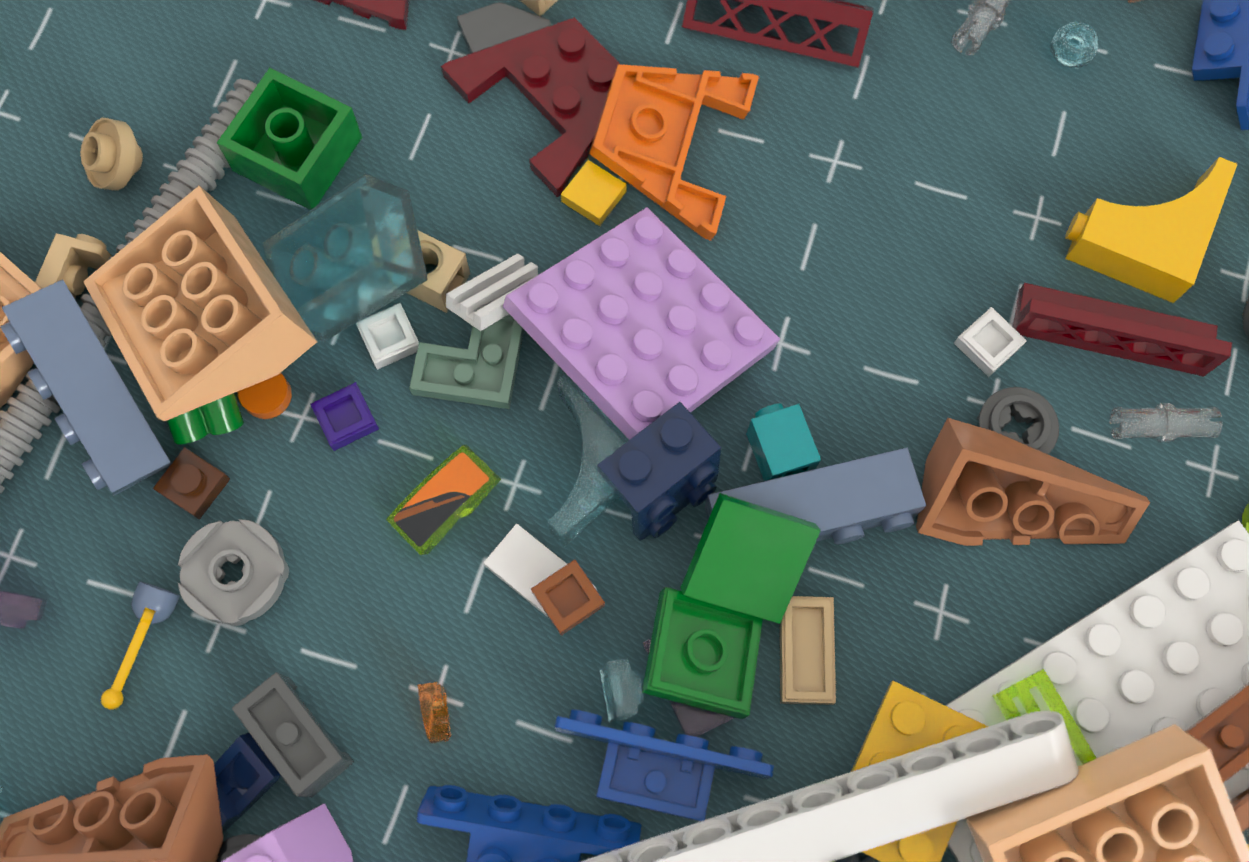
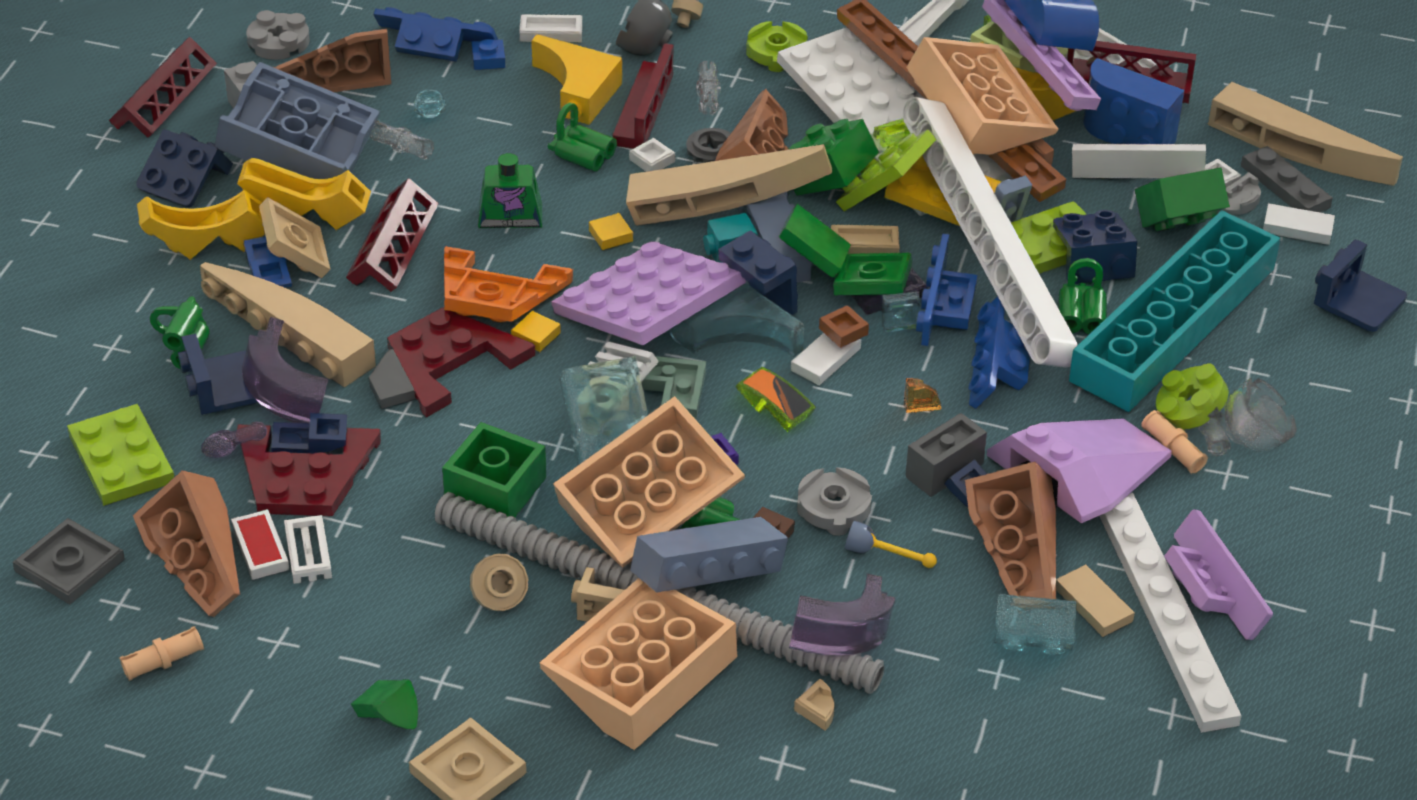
camera: 90 degrees left, 30 degrees down
(808, 284) = (610, 231): none -> yellow tile
(848, 131) = (509, 196): none -> green torso
(869, 418) = (721, 184): none -> tan slope
(922, 682) = (891, 166): none -> lime plate
(967, 595) = (848, 150): none -> green brick
(999, 239) = (579, 143): none -> green piece
(1209, 117) = (488, 54): none -> blue plate

